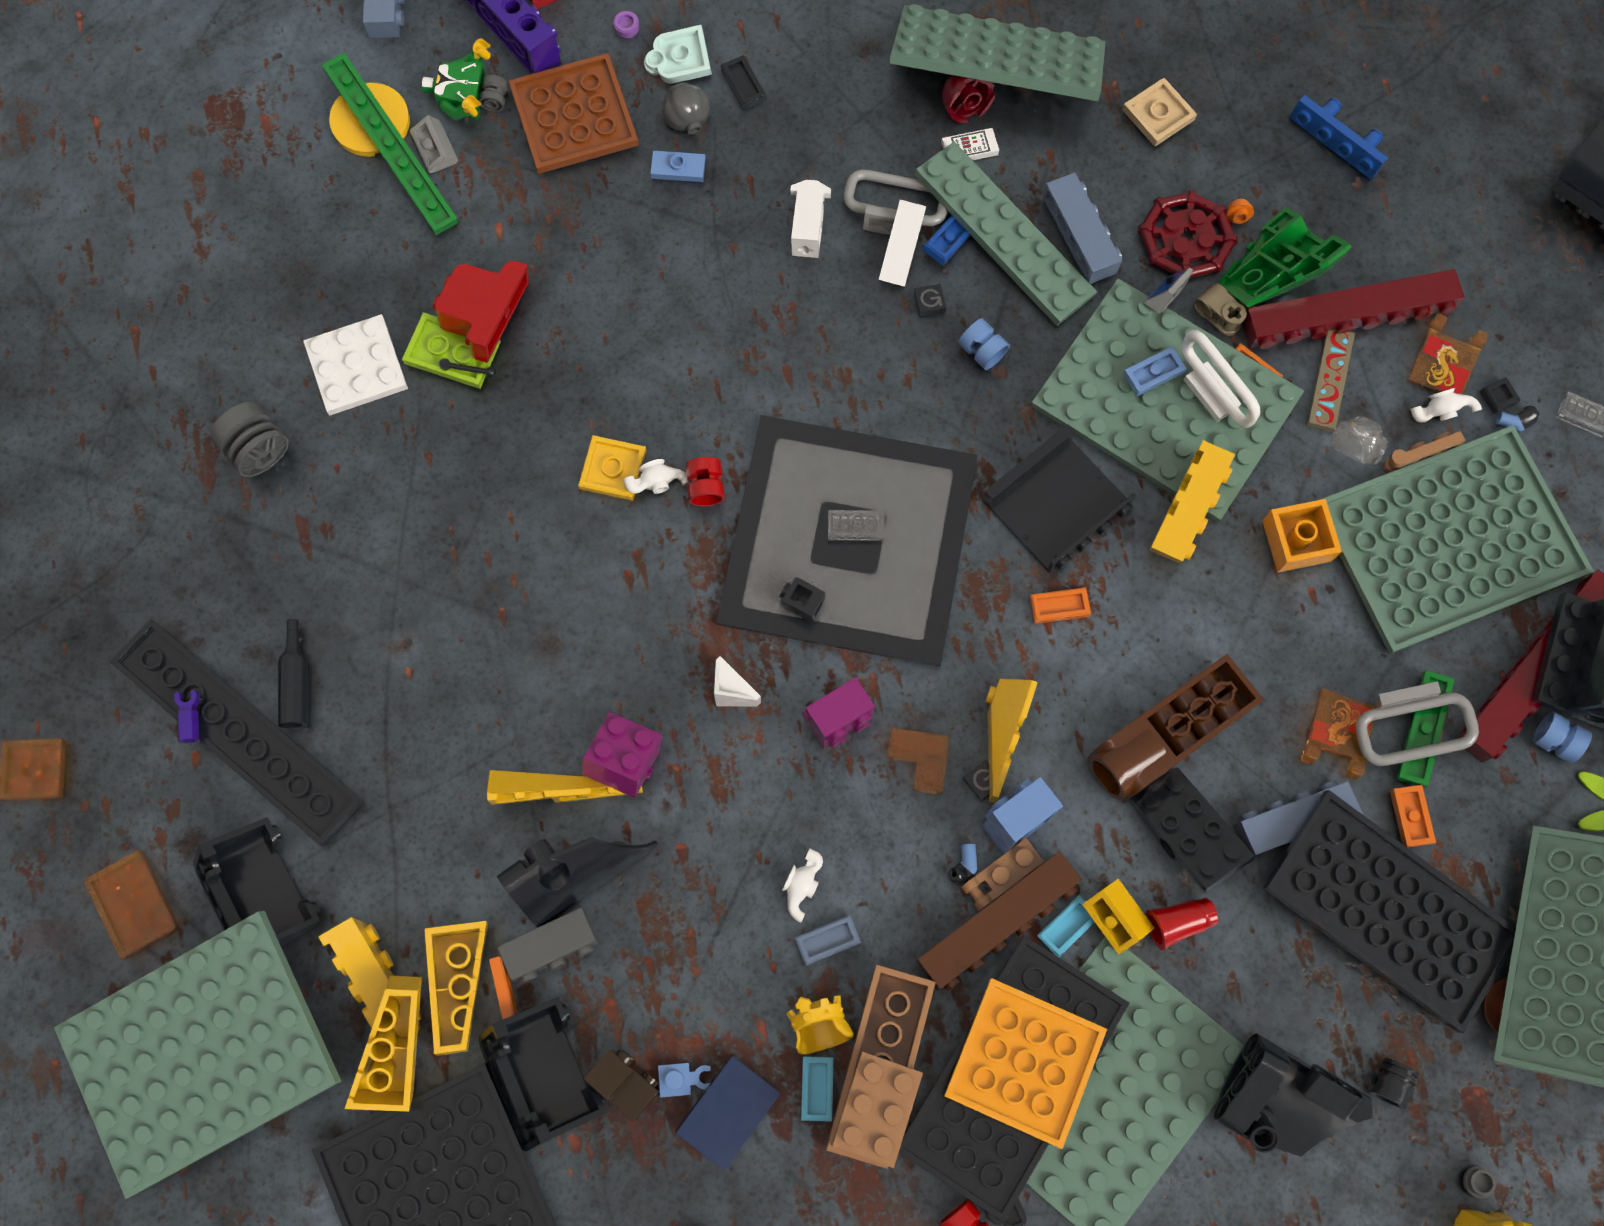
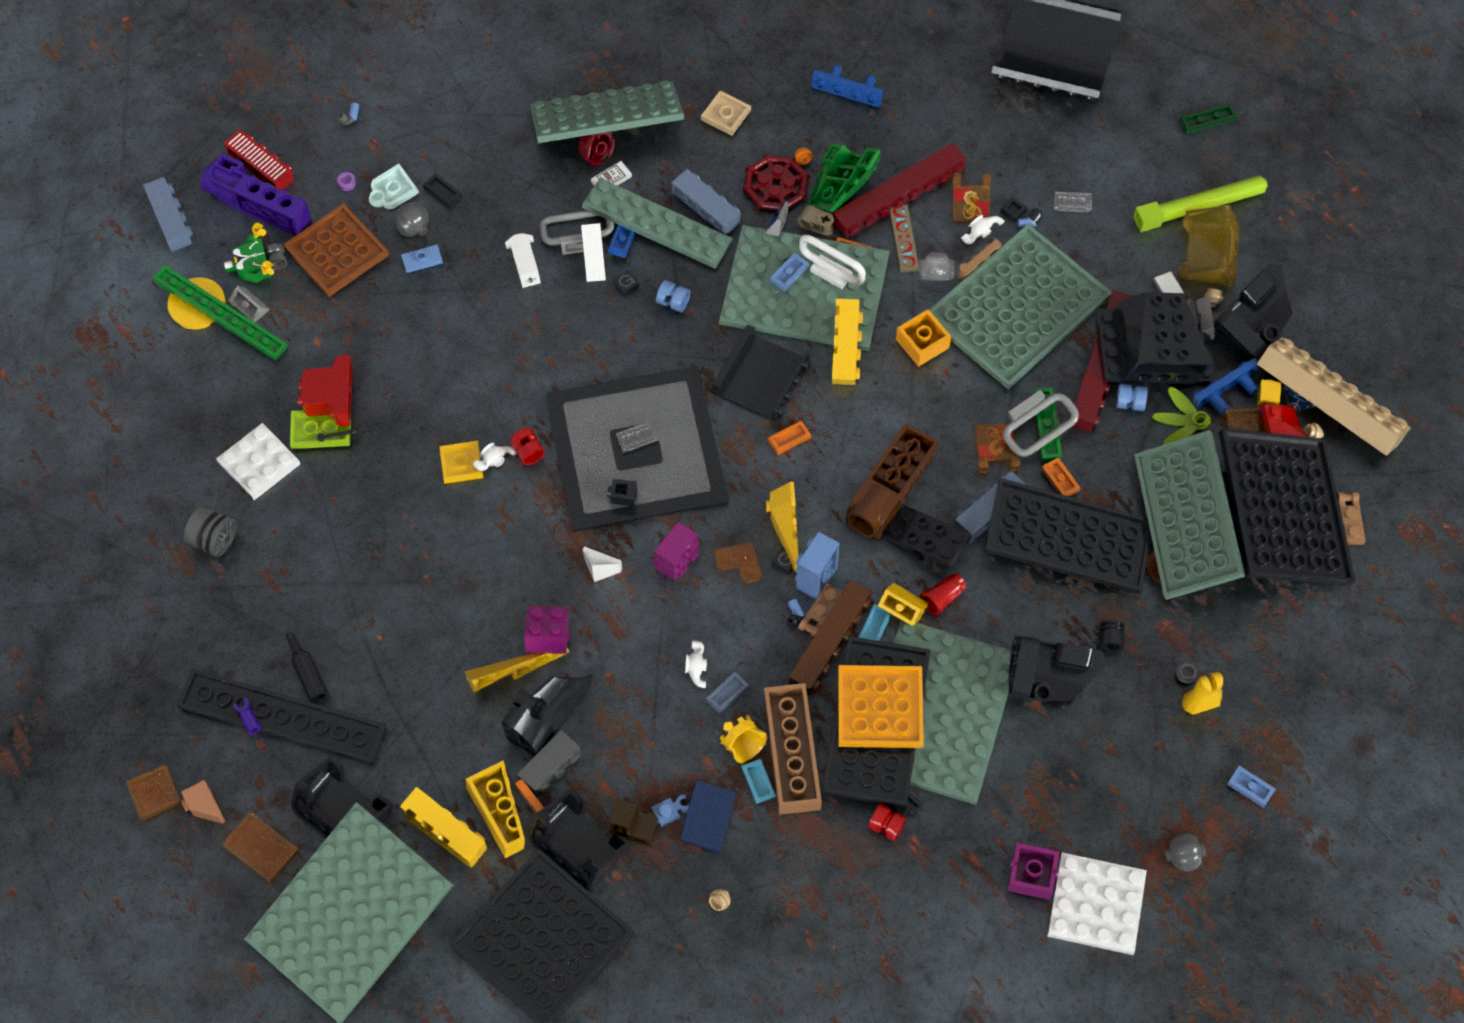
camera: 20 degrees left, 10 degrees down
(85, 811) = (202, 802): none -> nougat slope
(389, 1058) = (476, 855): yellow wedge -> none
(877, 1109) = (800, 766): medium nougat brick -> none

